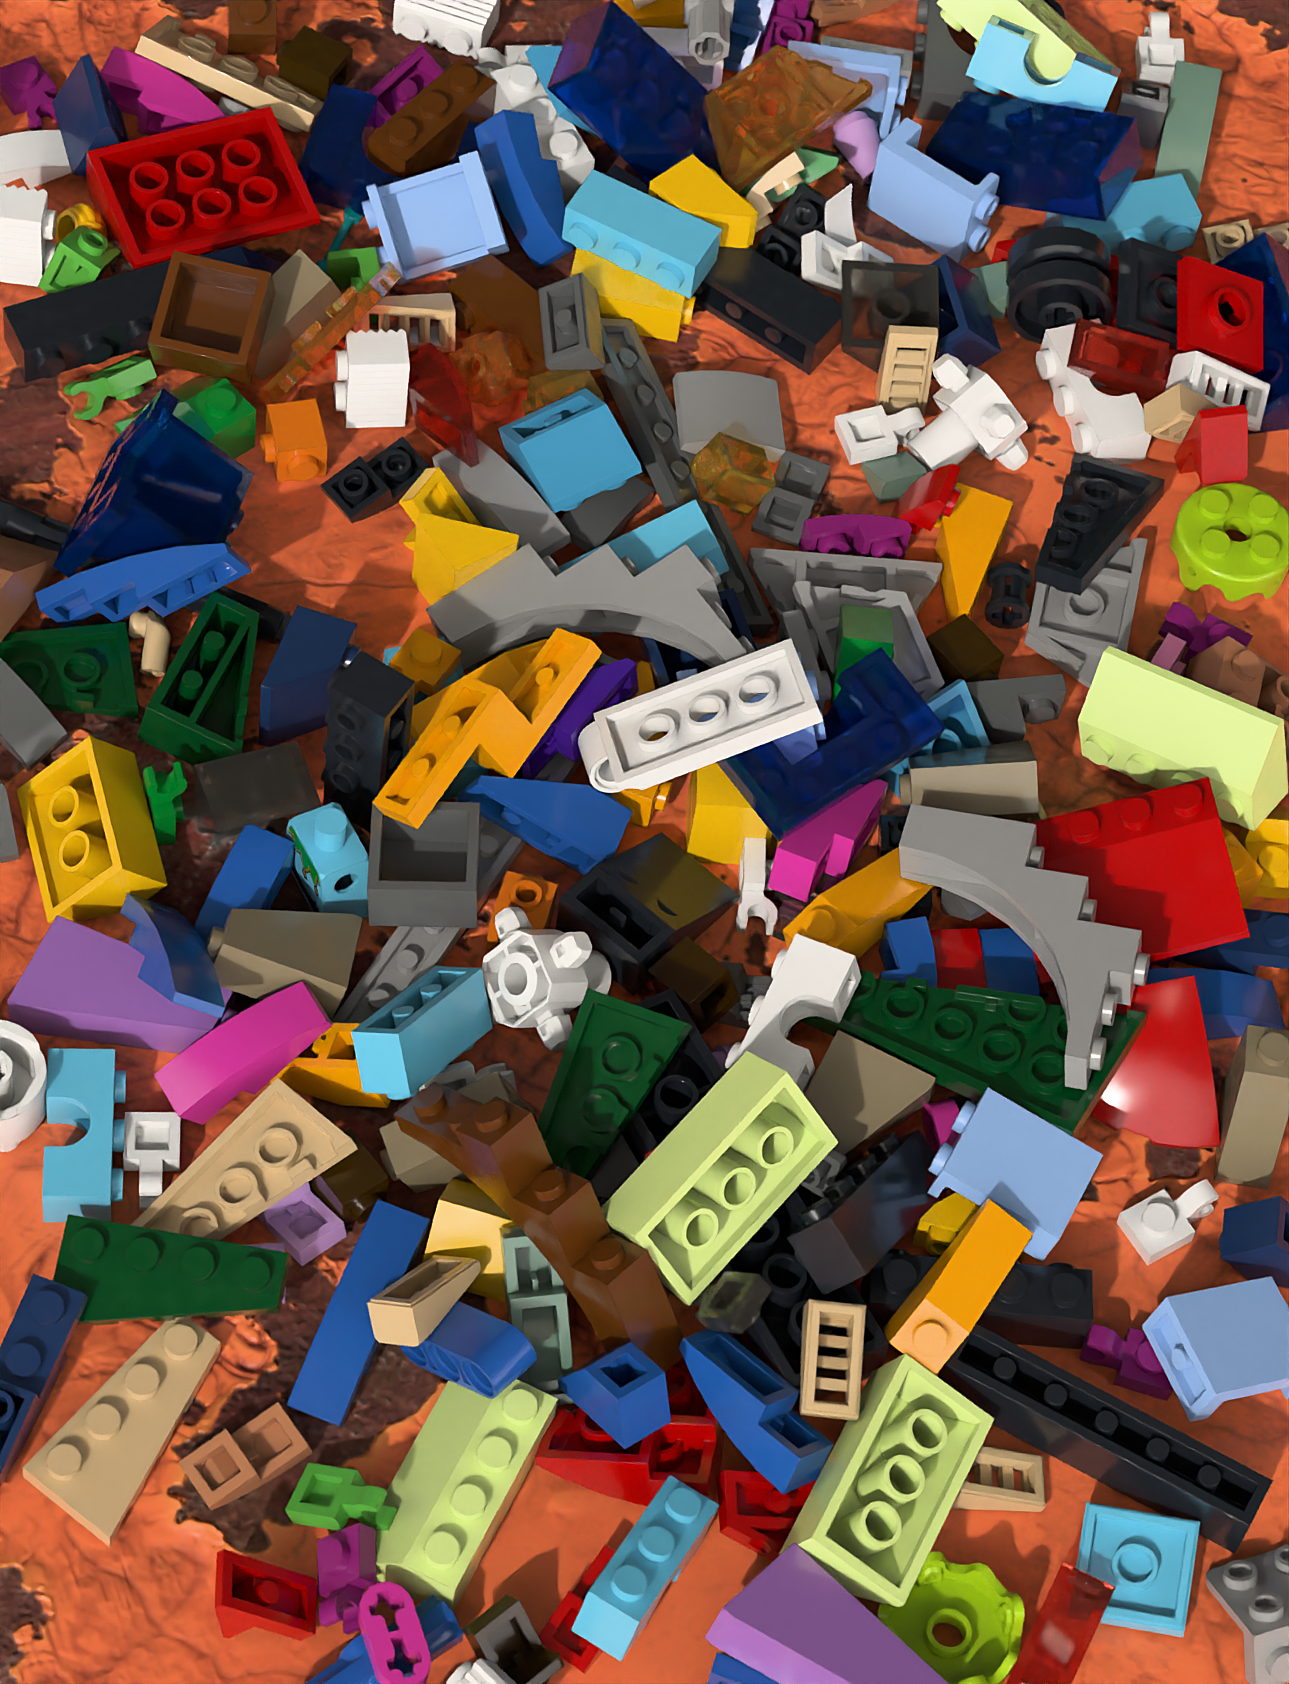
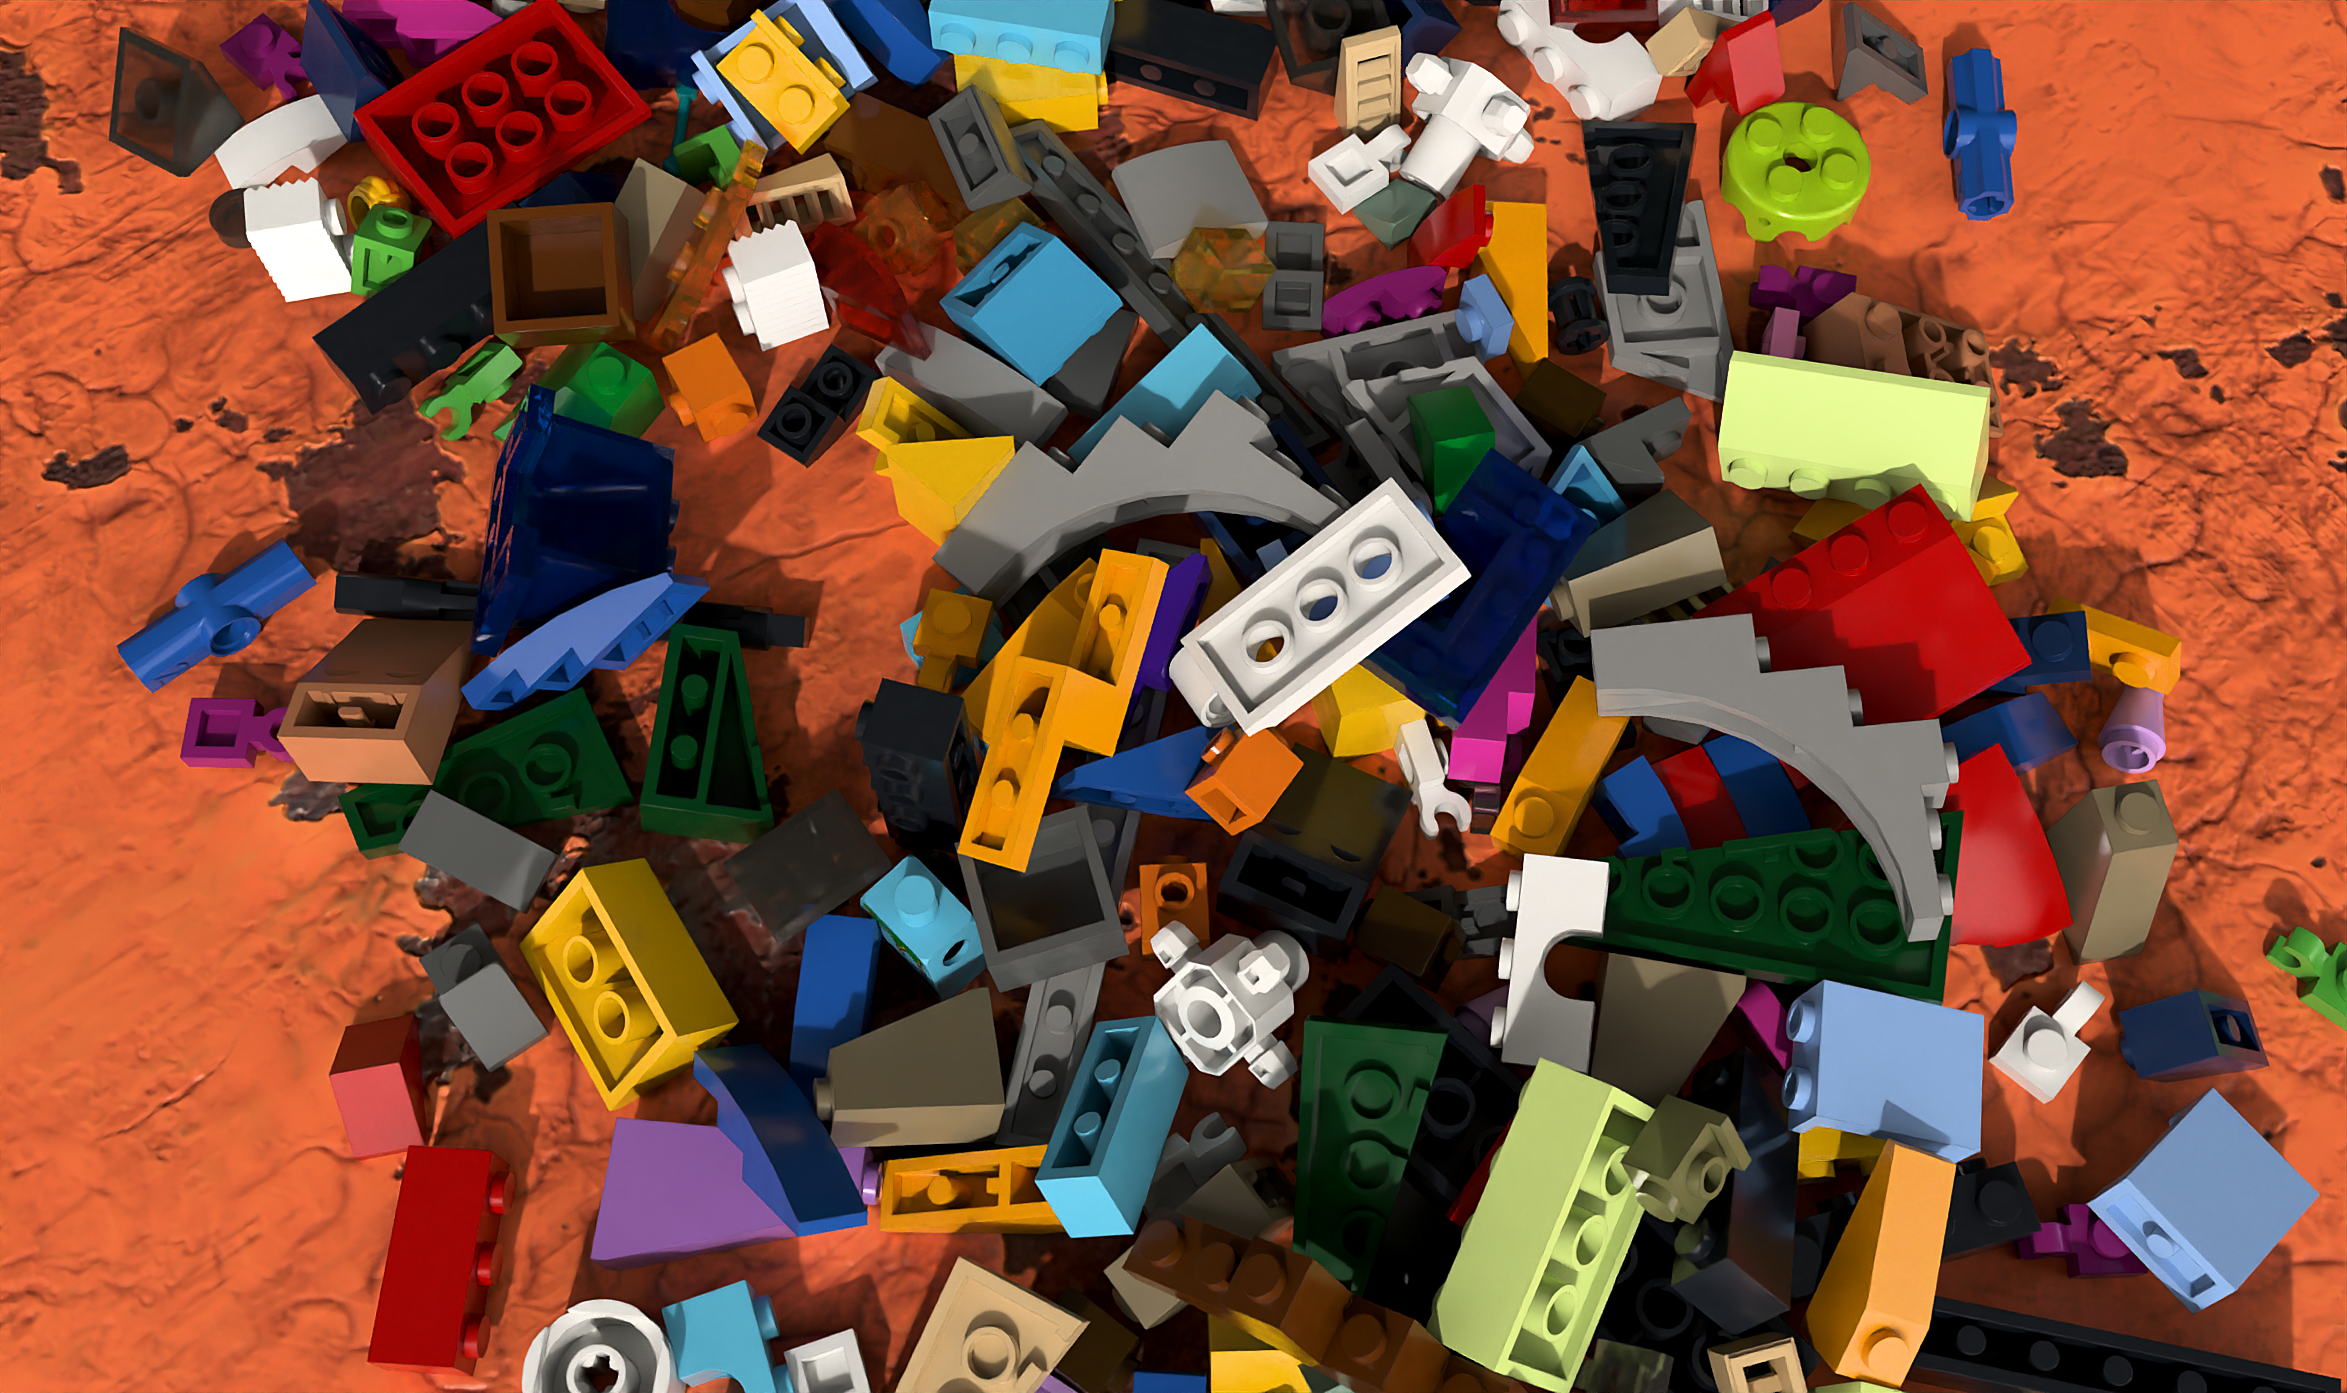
camera: 10 degrees left, 10 degrees up
(156, 641) = (626, 699): tan arm -> none
(164, 801) = (701, 910): green plate -> none
(243, 1053) = (904, 1228): dark pink slope -> none
(297, 679) = (819, 688): dark blue slope -> none
(432, 229) = (783, 83): none -> yellow bracket
(607, 825) = (1243, 776): none -> orange brick
(826, 1153) = (1683, 1159): none -> olive brick
(926, 569) = (1483, 318): none -> medium blue plate

